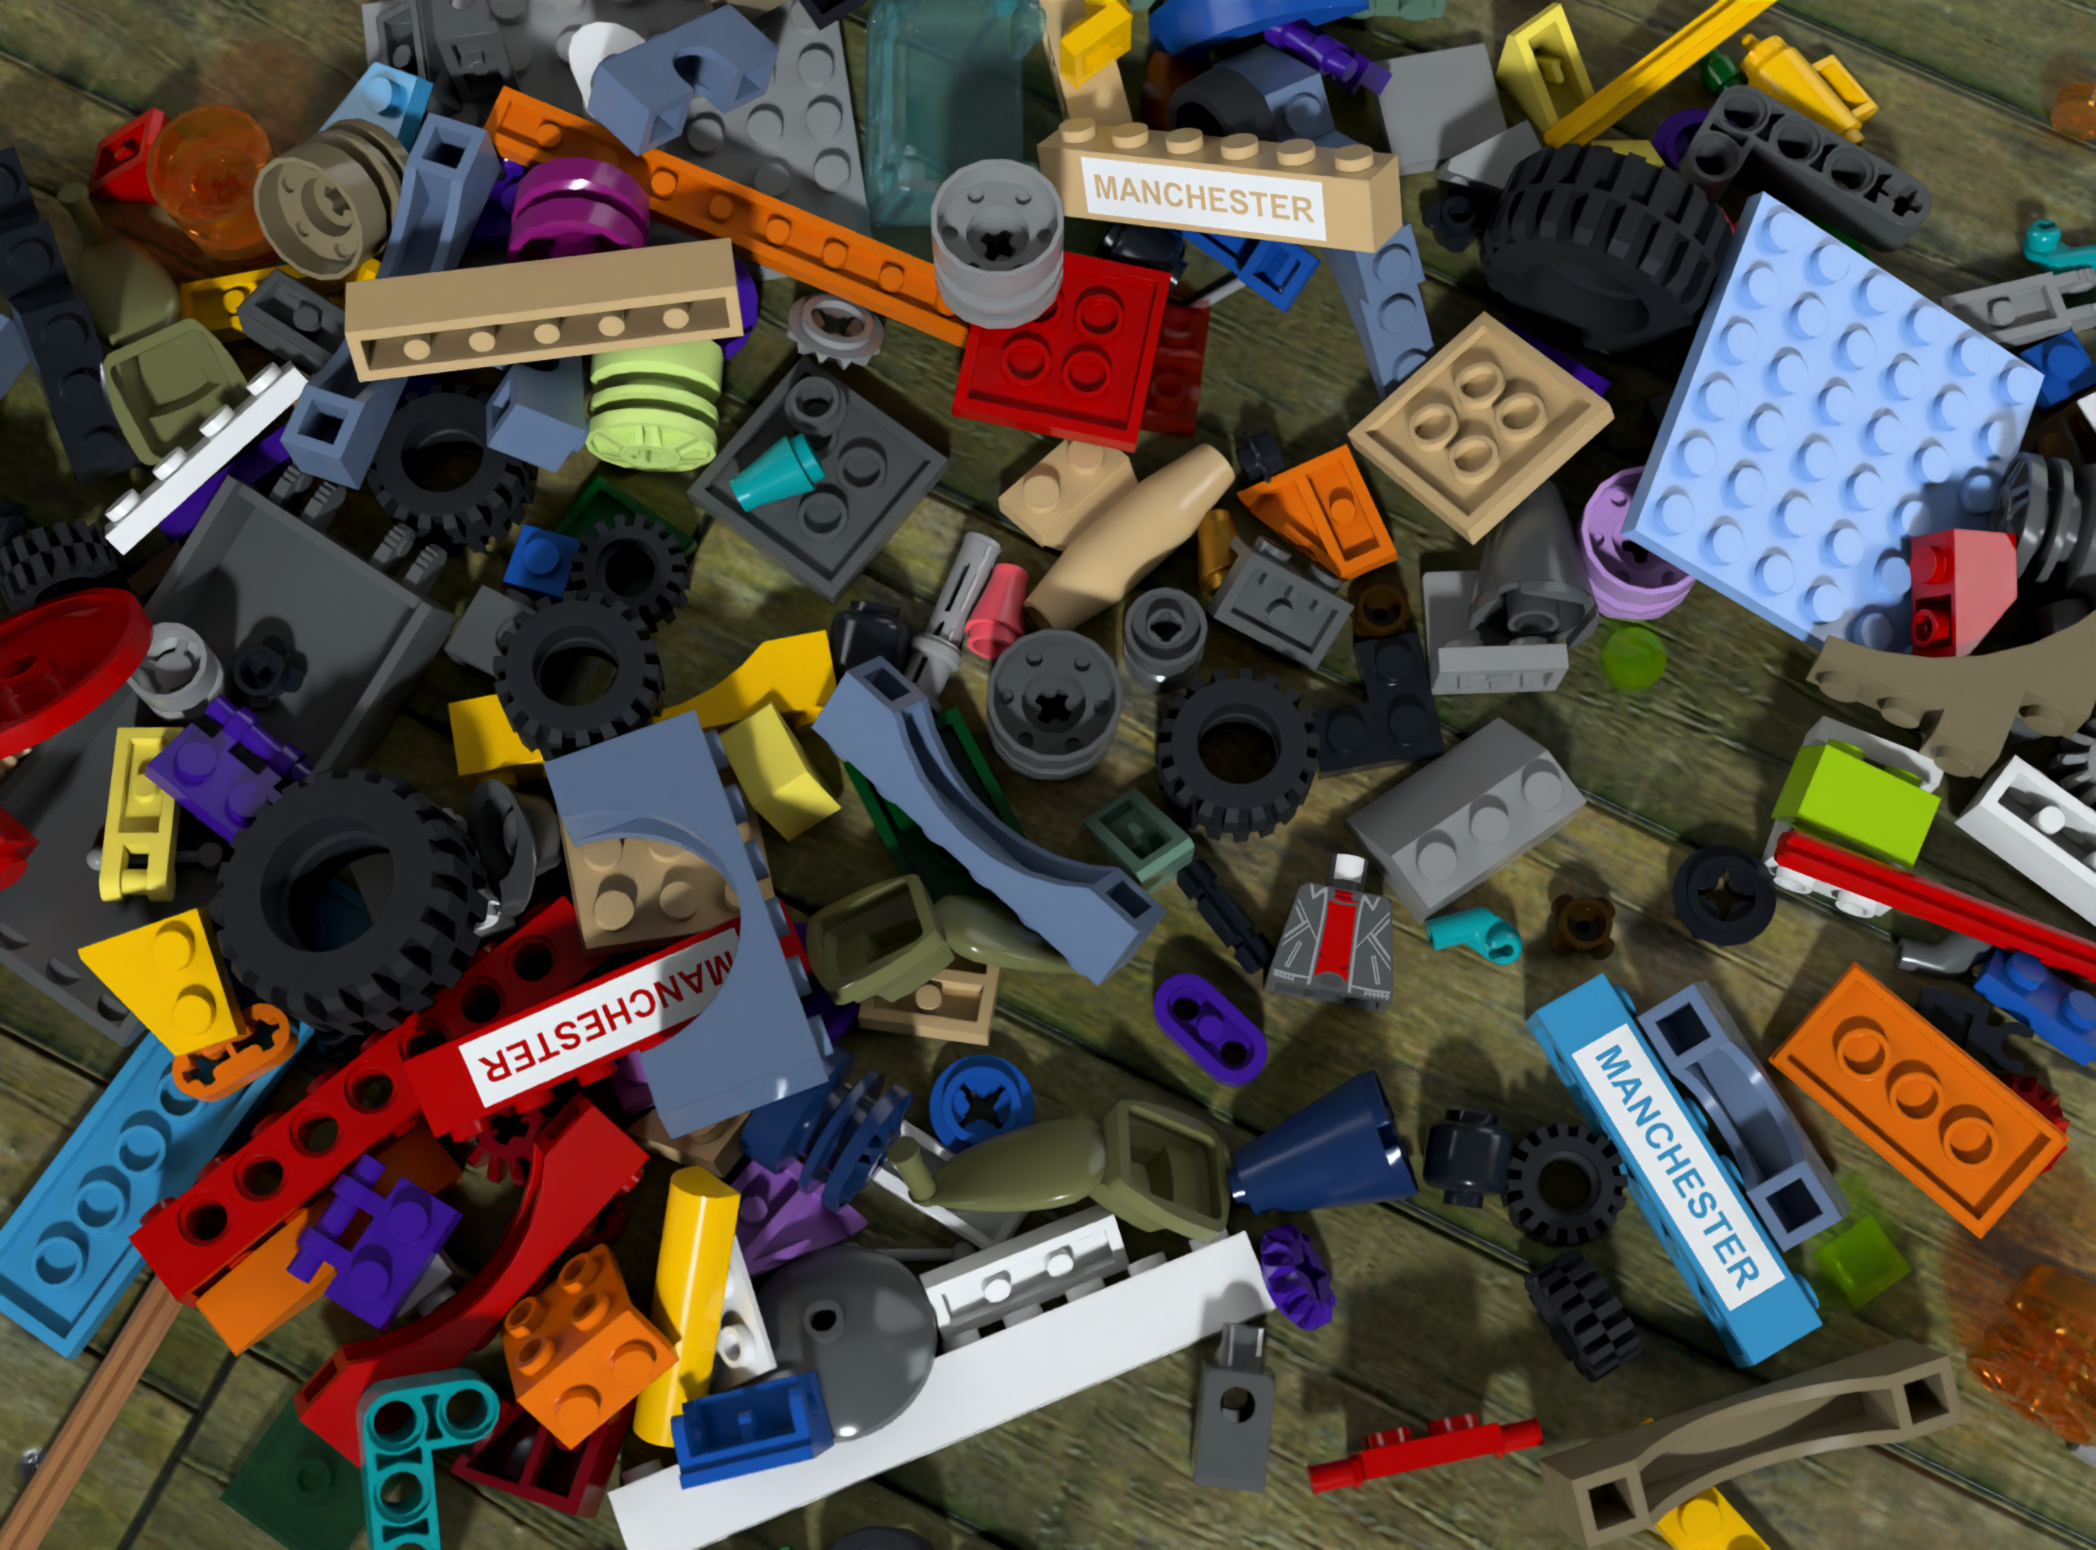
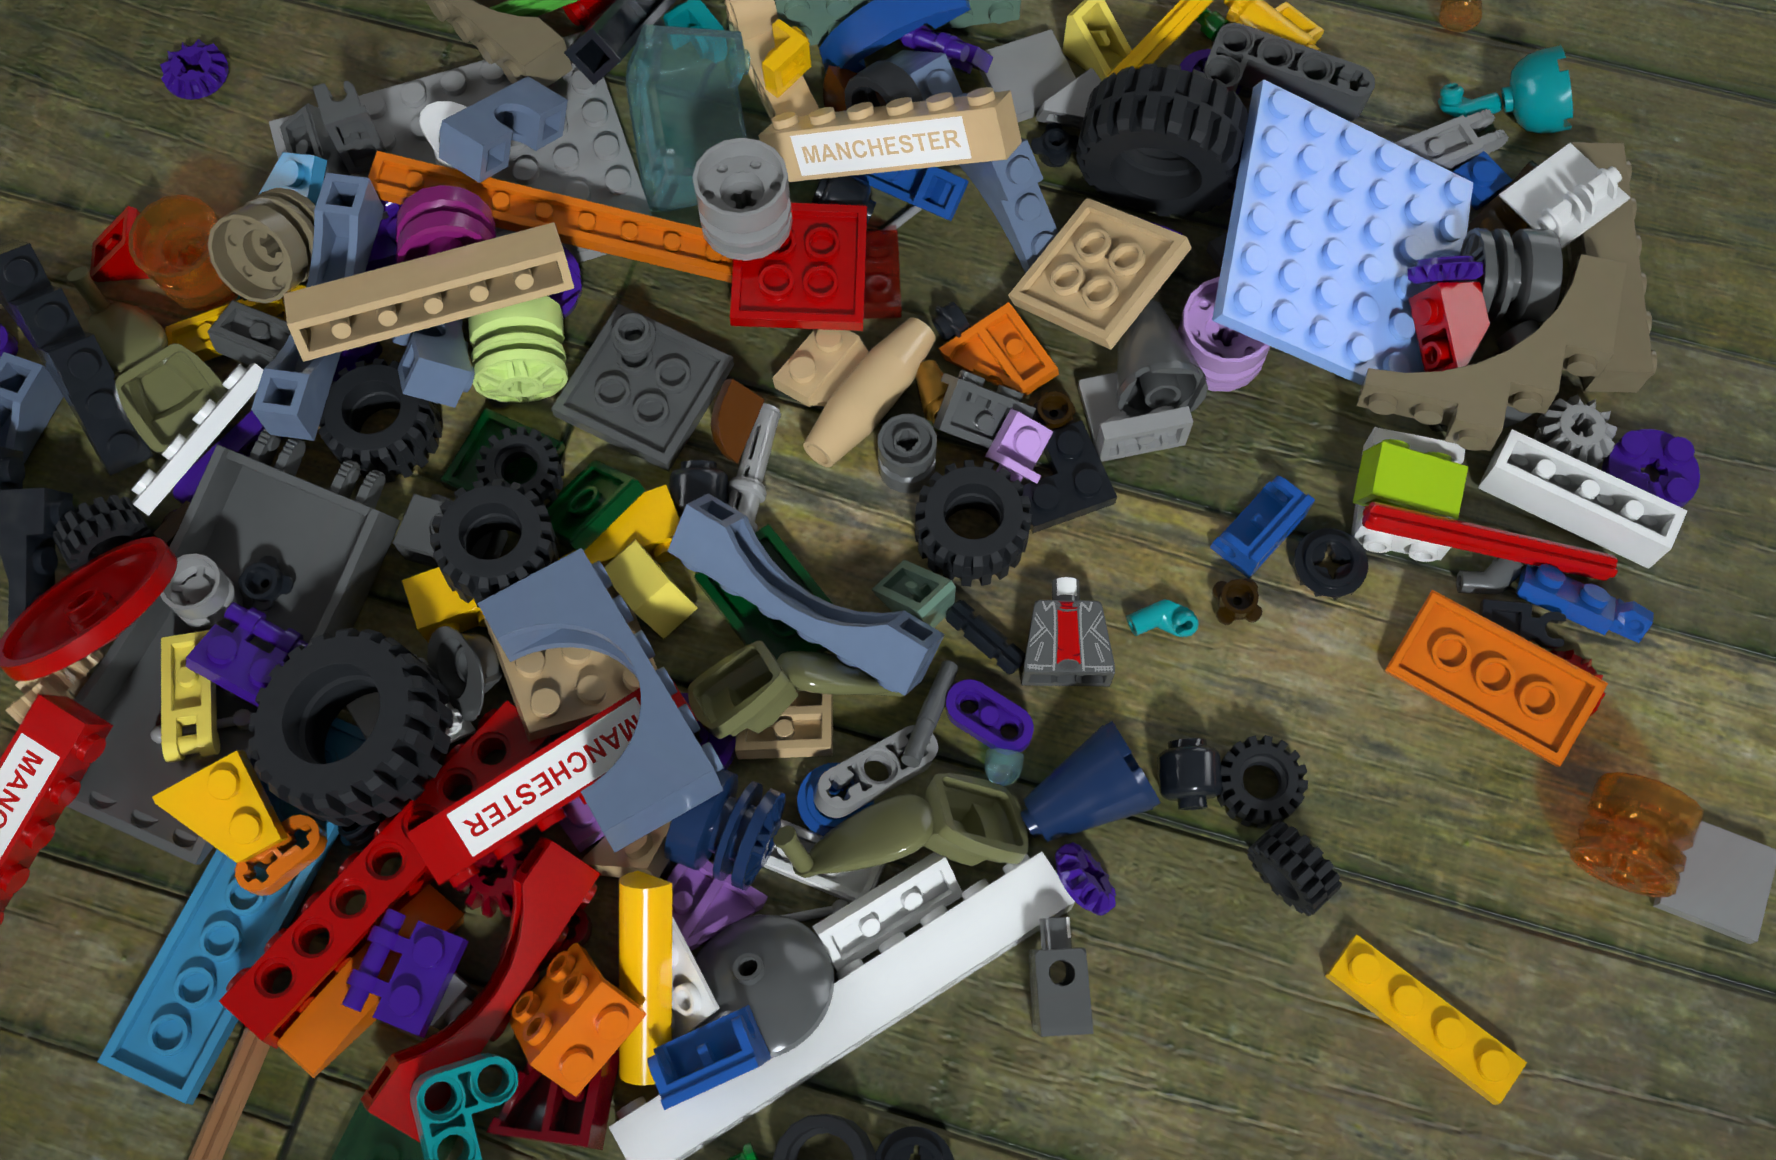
camera: 10 degrees left, 5 degrees down
(542, 563) = (452, 471): blue plate -> none
(718, 640) = (591, 504): none -> dark green tile
(779, 473) = (615, 383): teal cone -> none
(836, 315) = (637, 283): light grey gear -> none
(935, 550) = (734, 418): none -> reddish brown brick
(999, 613) = (787, 459): coral cone -> none
(1007, 1112) = (866, 789): none -> light grey beam
(1045, 671) = (834, 485): dark grey wheel -> none
(1129, 1012) = (929, 714): none -> dark grey piece
(1216, 1101) = (1003, 766): none -> clear light blue hinge
(1320, 658) = (1019, 446): none -> lavender bracket
(1447, 1442) = (1216, 976): red plate -> none
(1465, 817) = (1141, 540): light grey slope -> none
(1633, 660) = (1234, 415): clear neon green tile -> none
(1639, 826) = (1263, 526): none -> blue hinge
(1649, 1470) = (1368, 967): dark tan arch -> none
(1674, 1172) = (1338, 759): dark azure brick -> none
(1773, 1152) = (1388, 715): sand blue arch -> none
(1861, 1262) = (1480, 798): clear neon green plate -> none
(1969, 510) = (1445, 270): none -> dark purple gear

